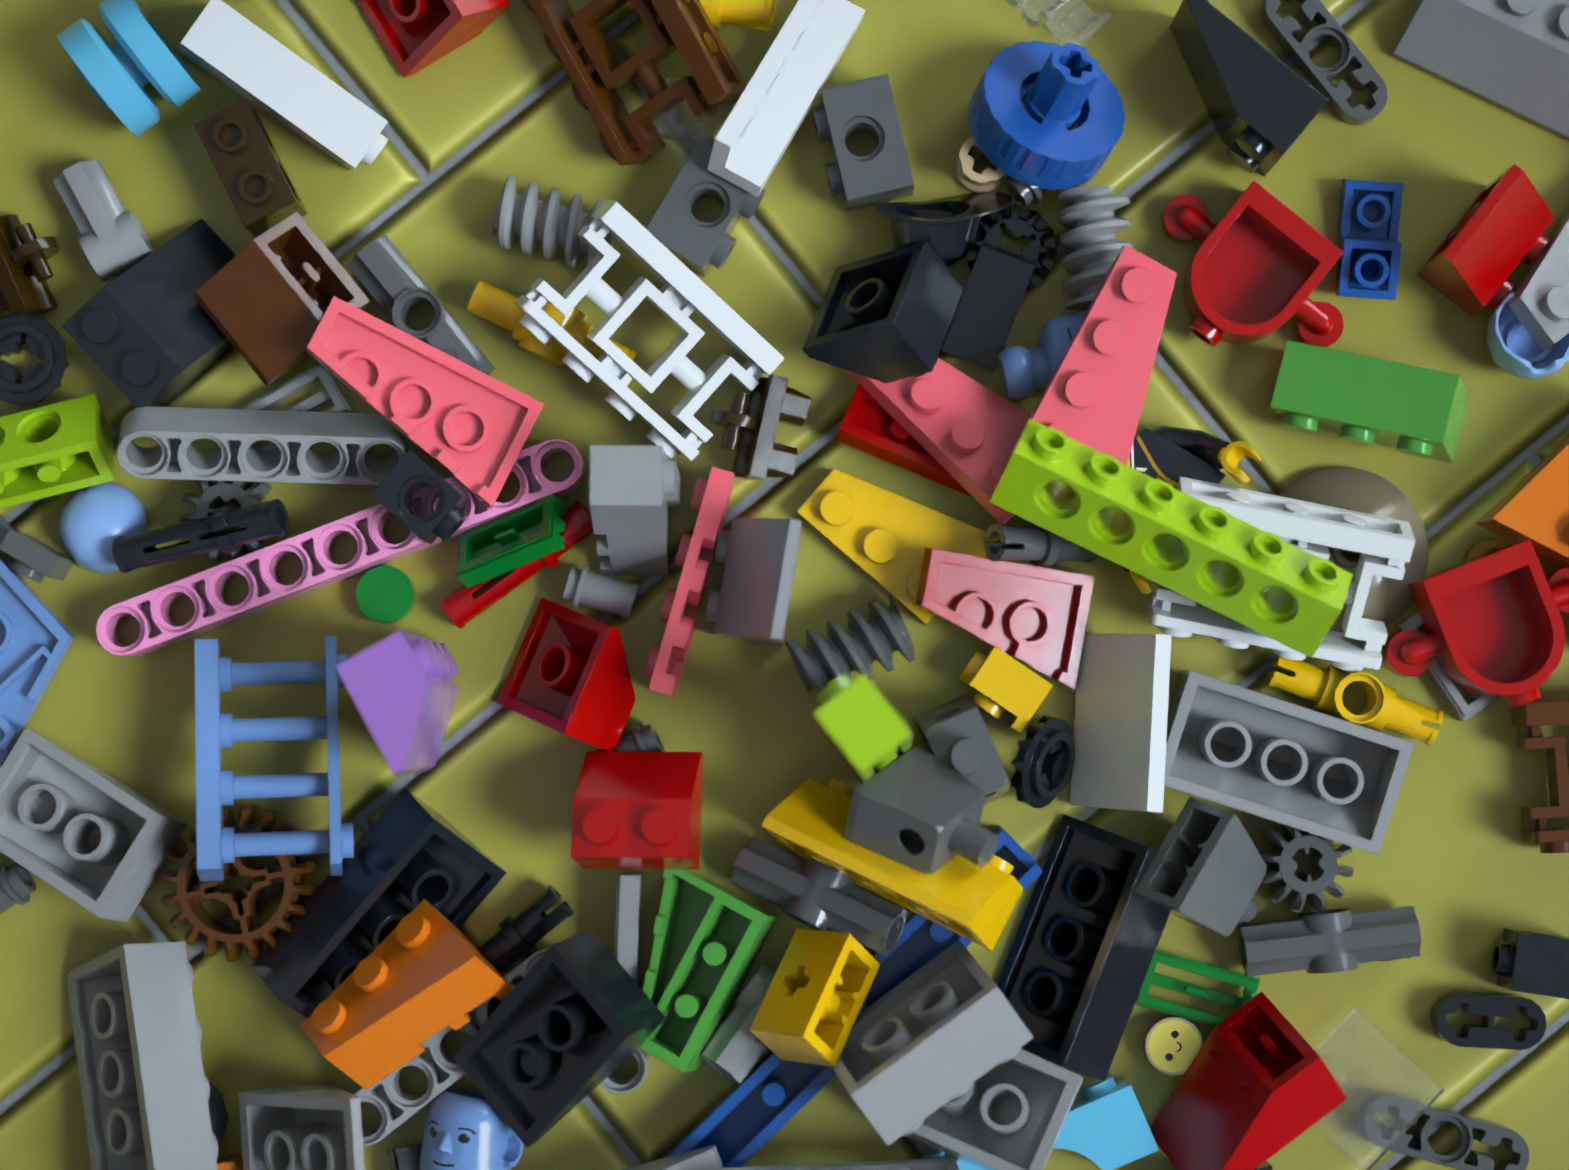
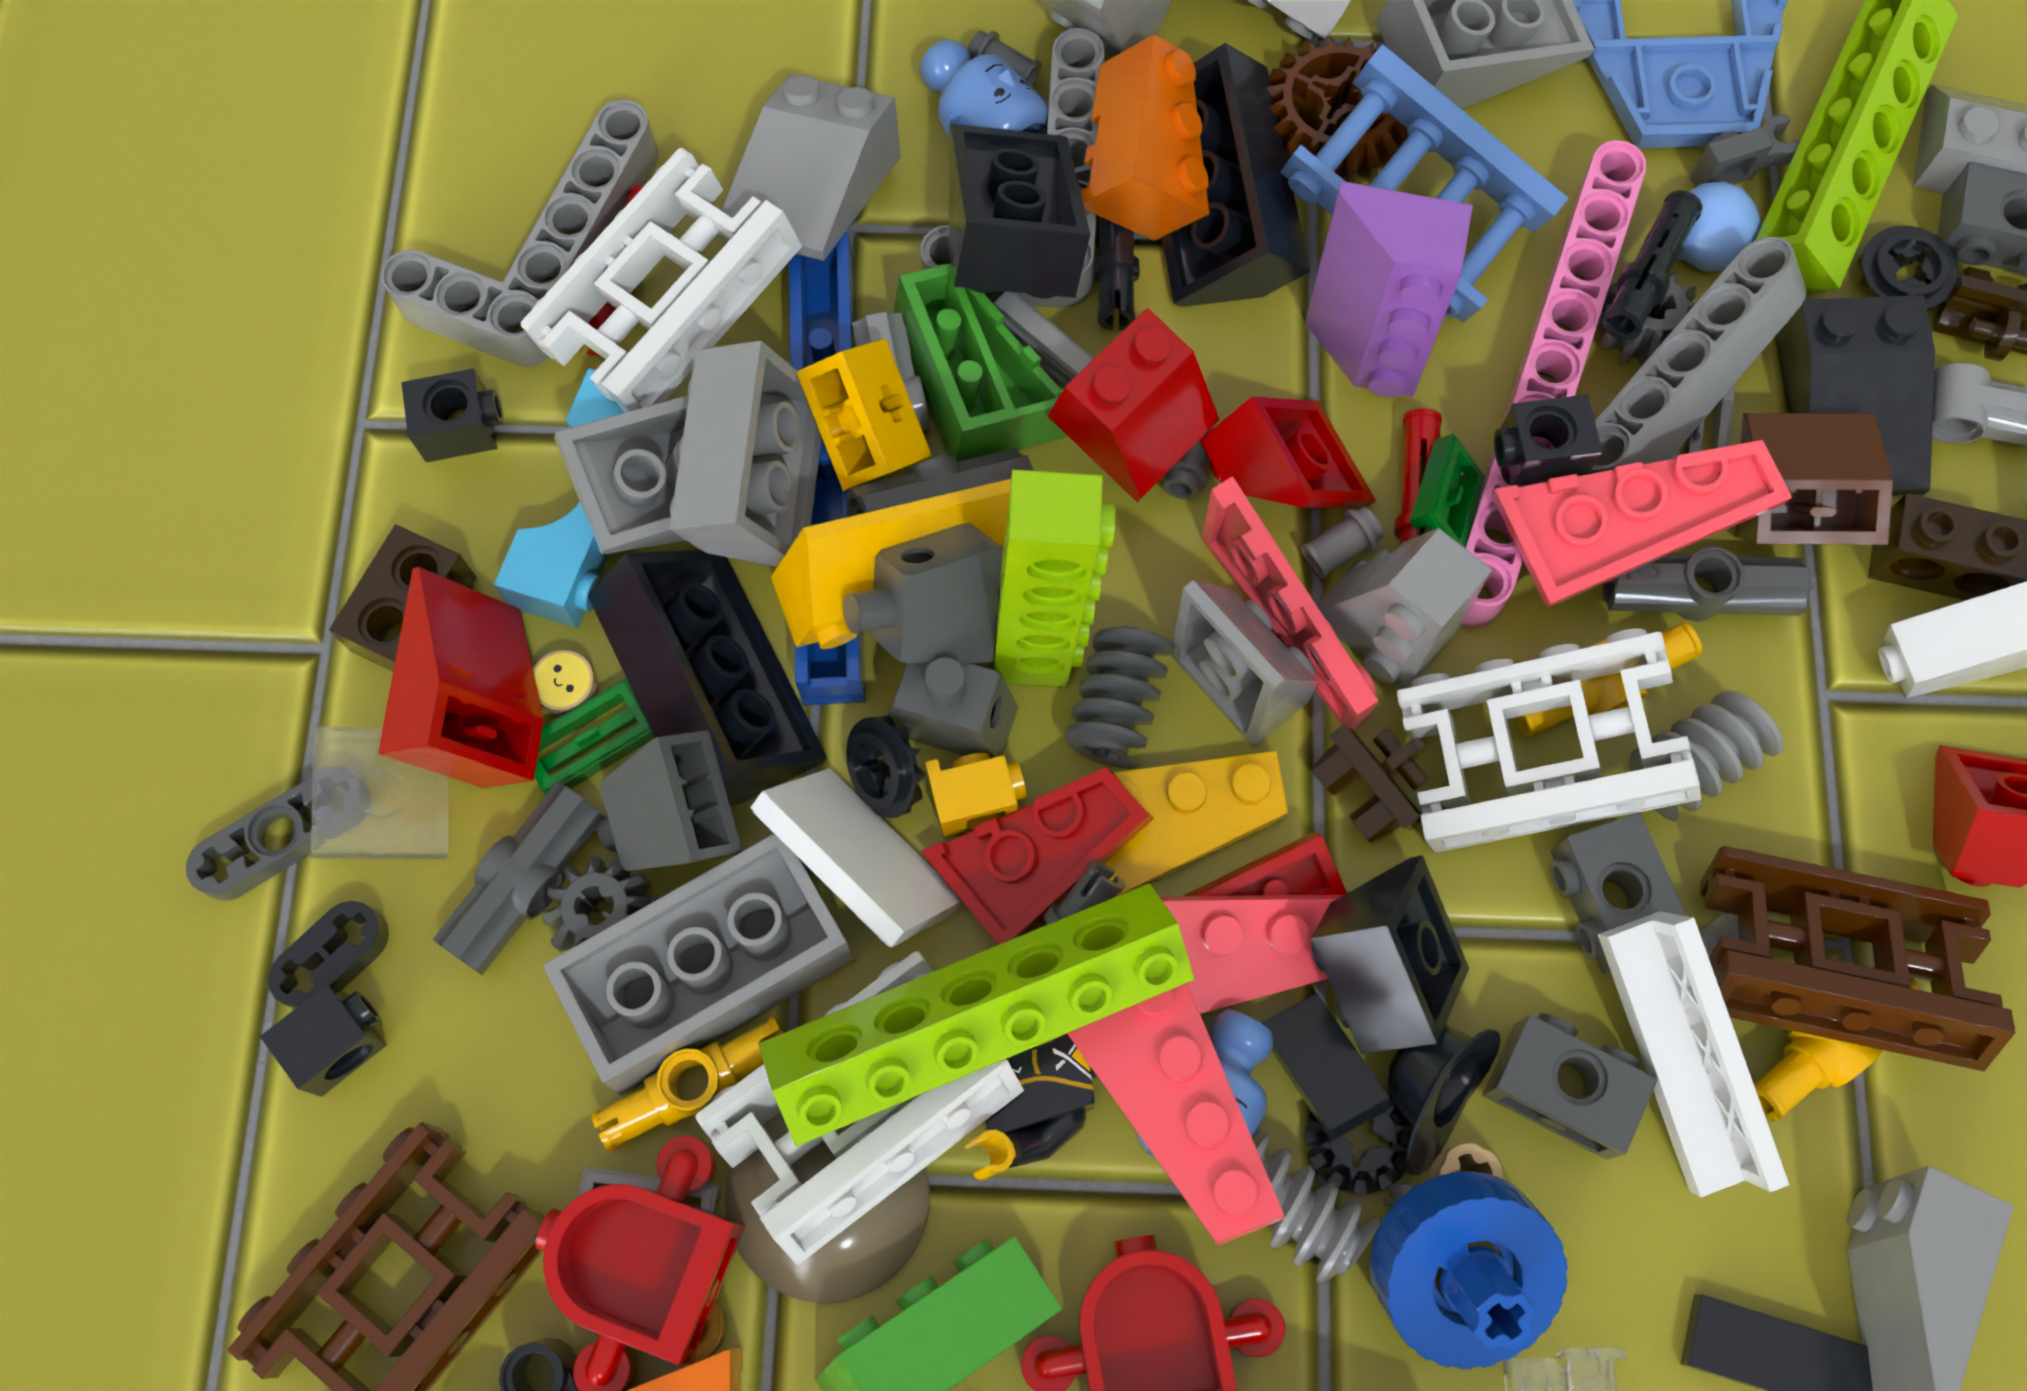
camera: 130 degrees right, 15 degrees down
(385, 594) = (1480, 386): green tile -> none

